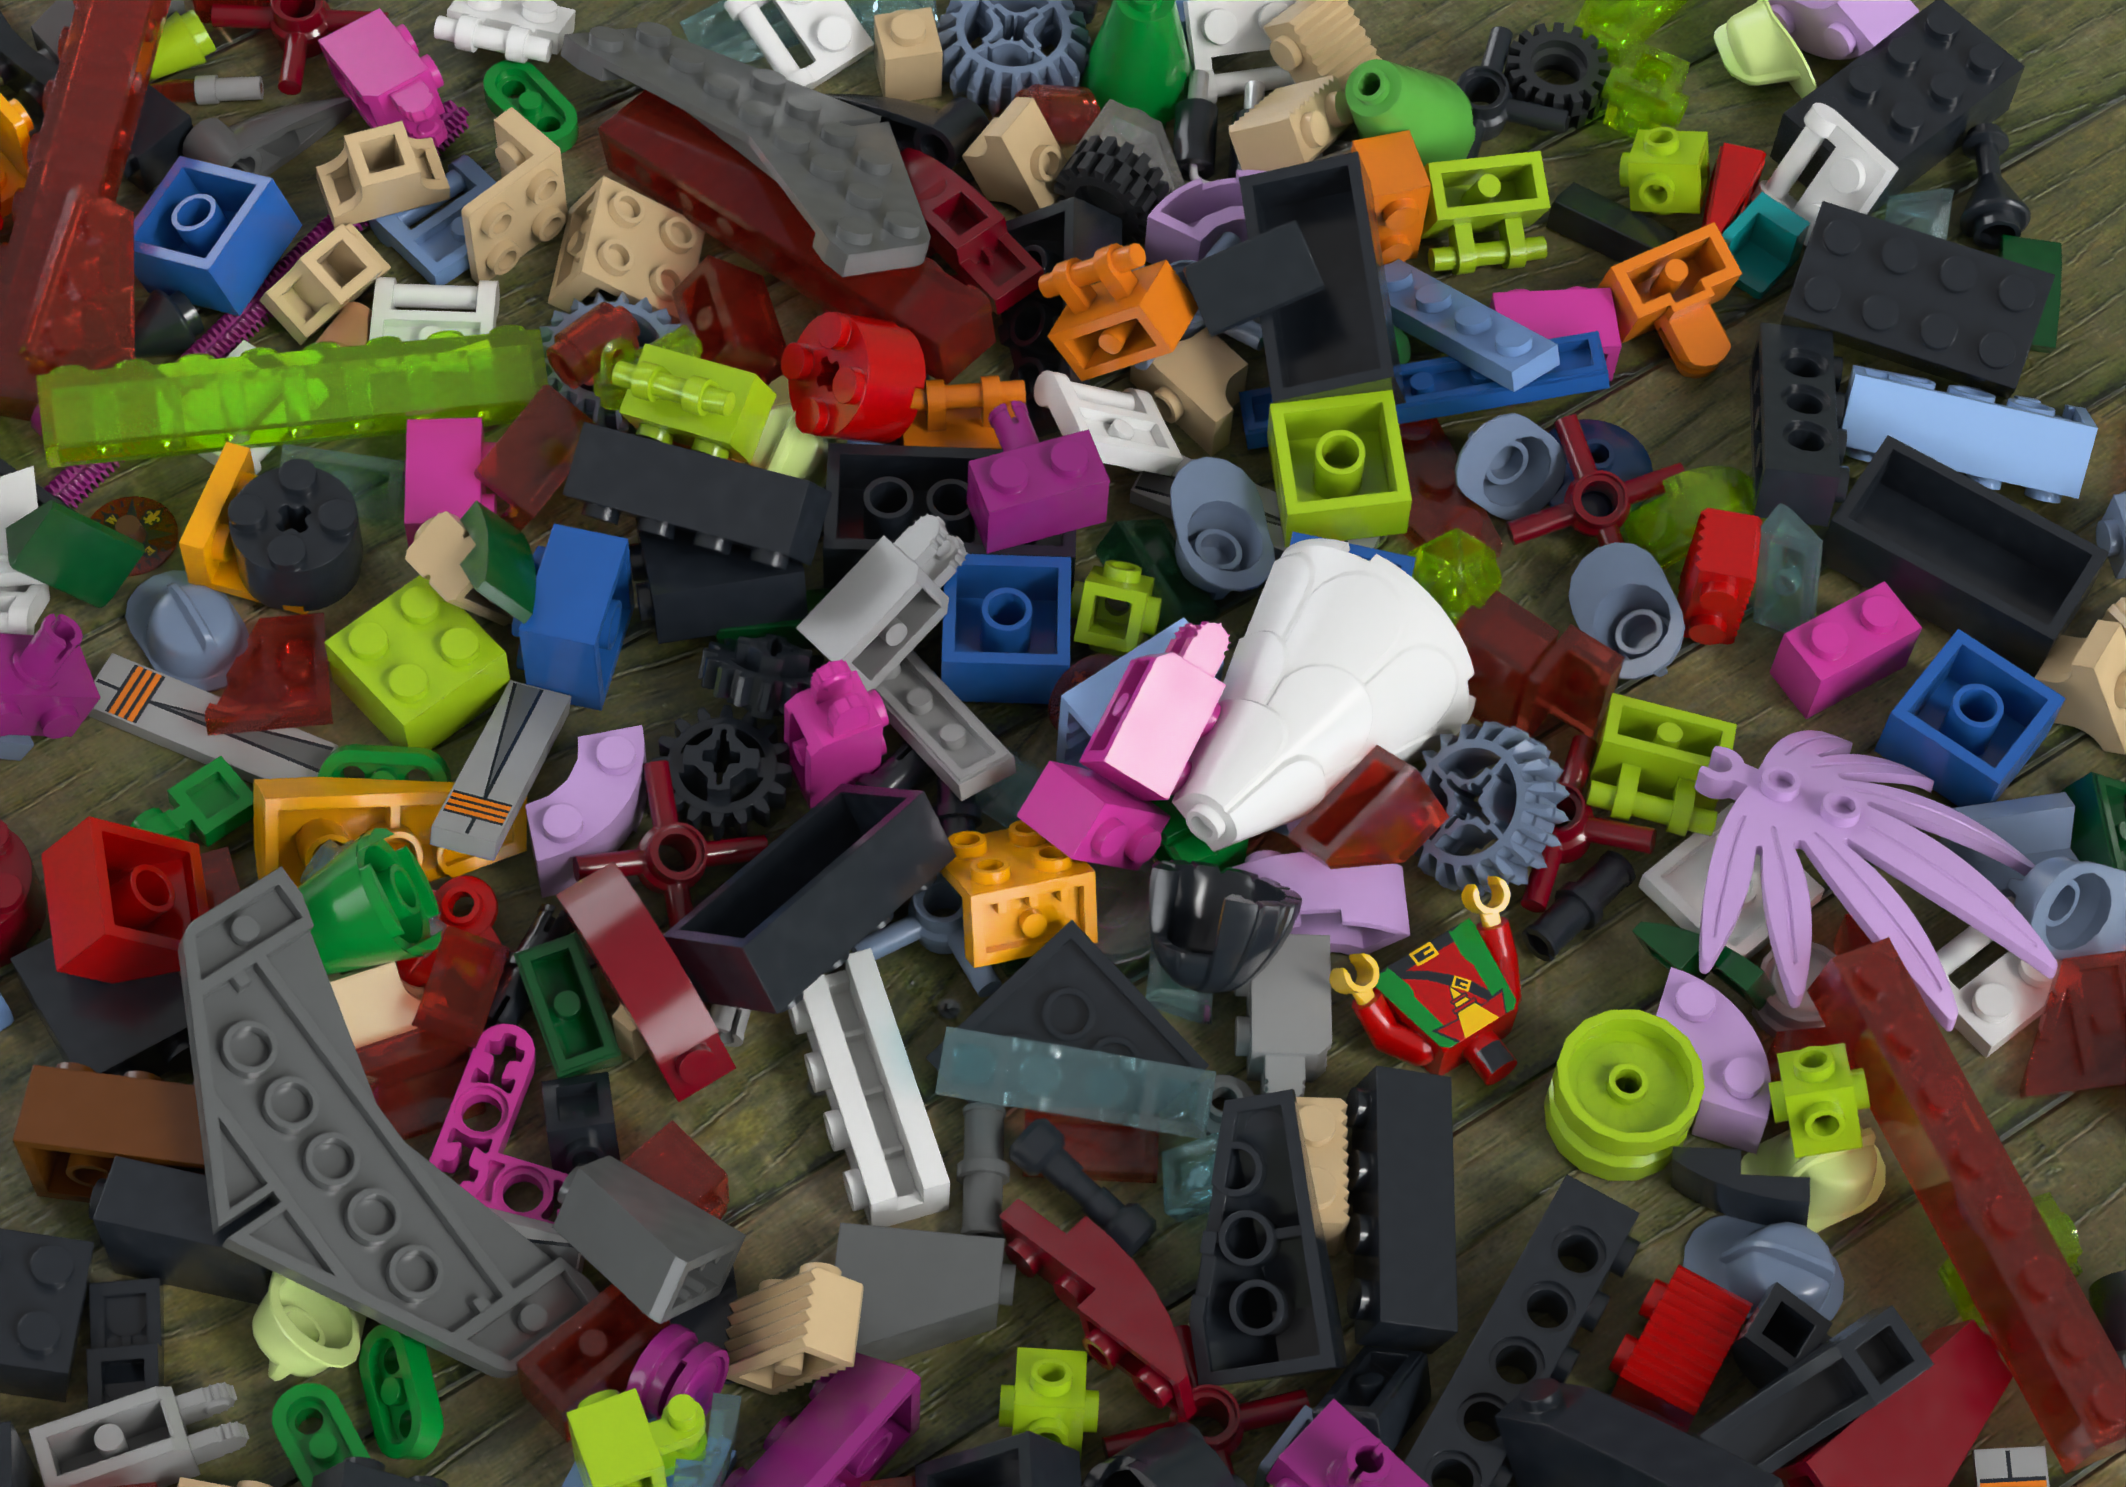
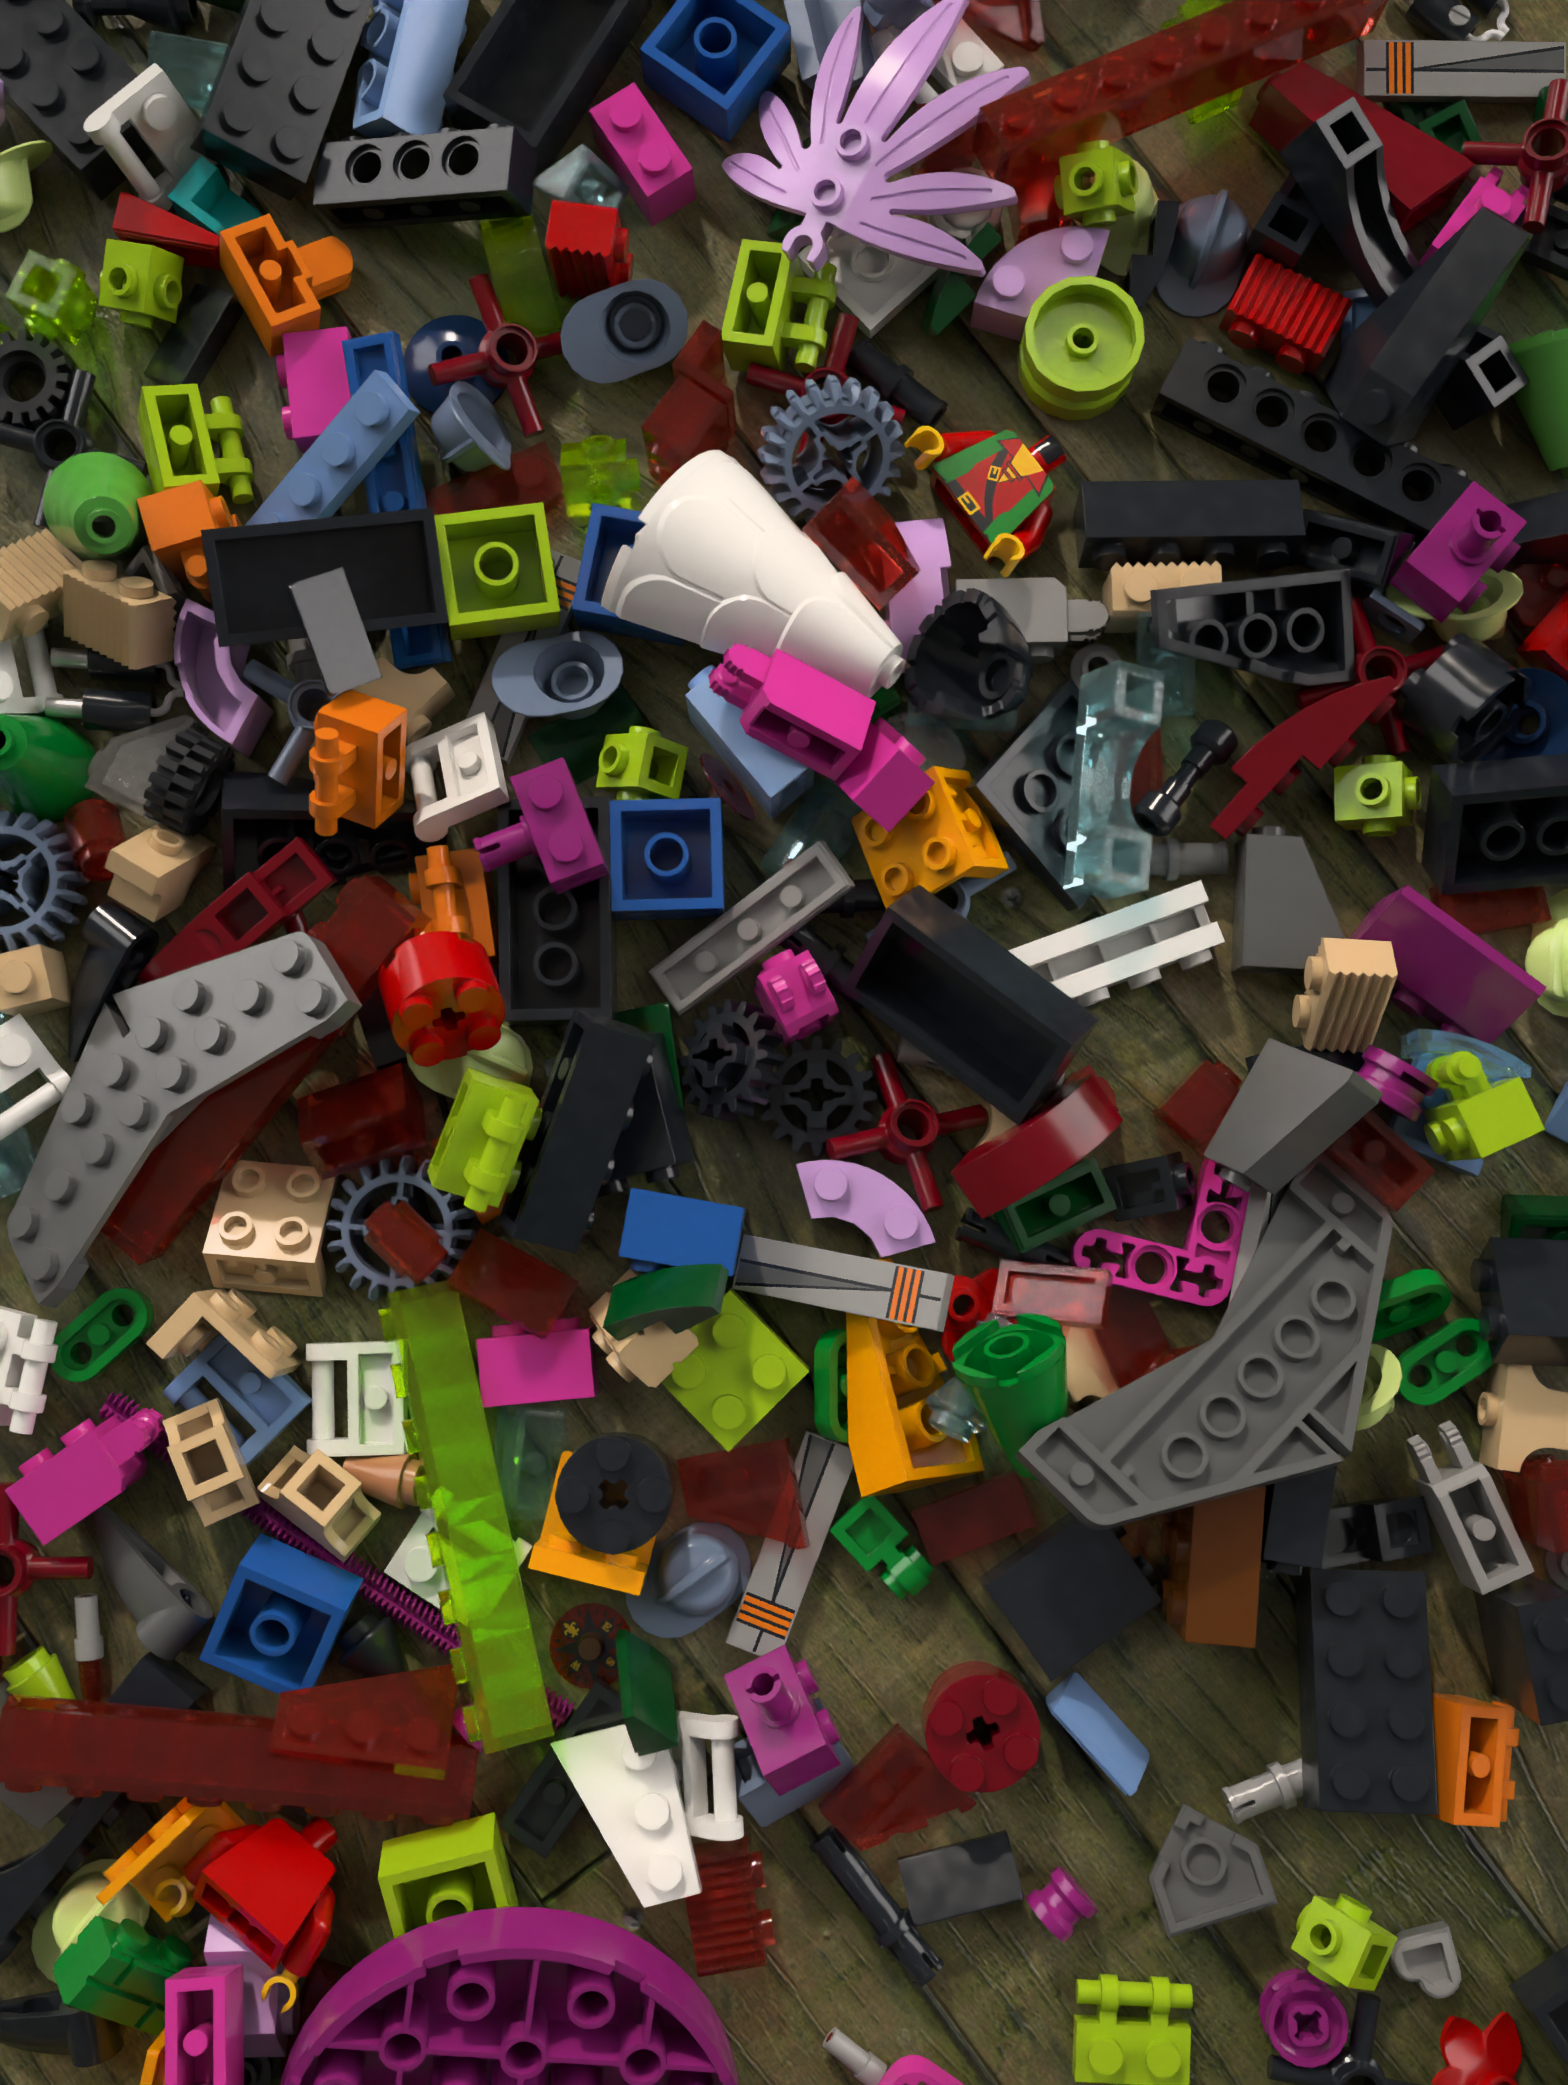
camera: 85 degrees left, 25 degrees up
(121, 900) = (1011, 1586): red slope -> none
(612, 396) = (447, 1210): clear neon green piece -> none
(887, 601) = (670, 961): light grey hinge -> none

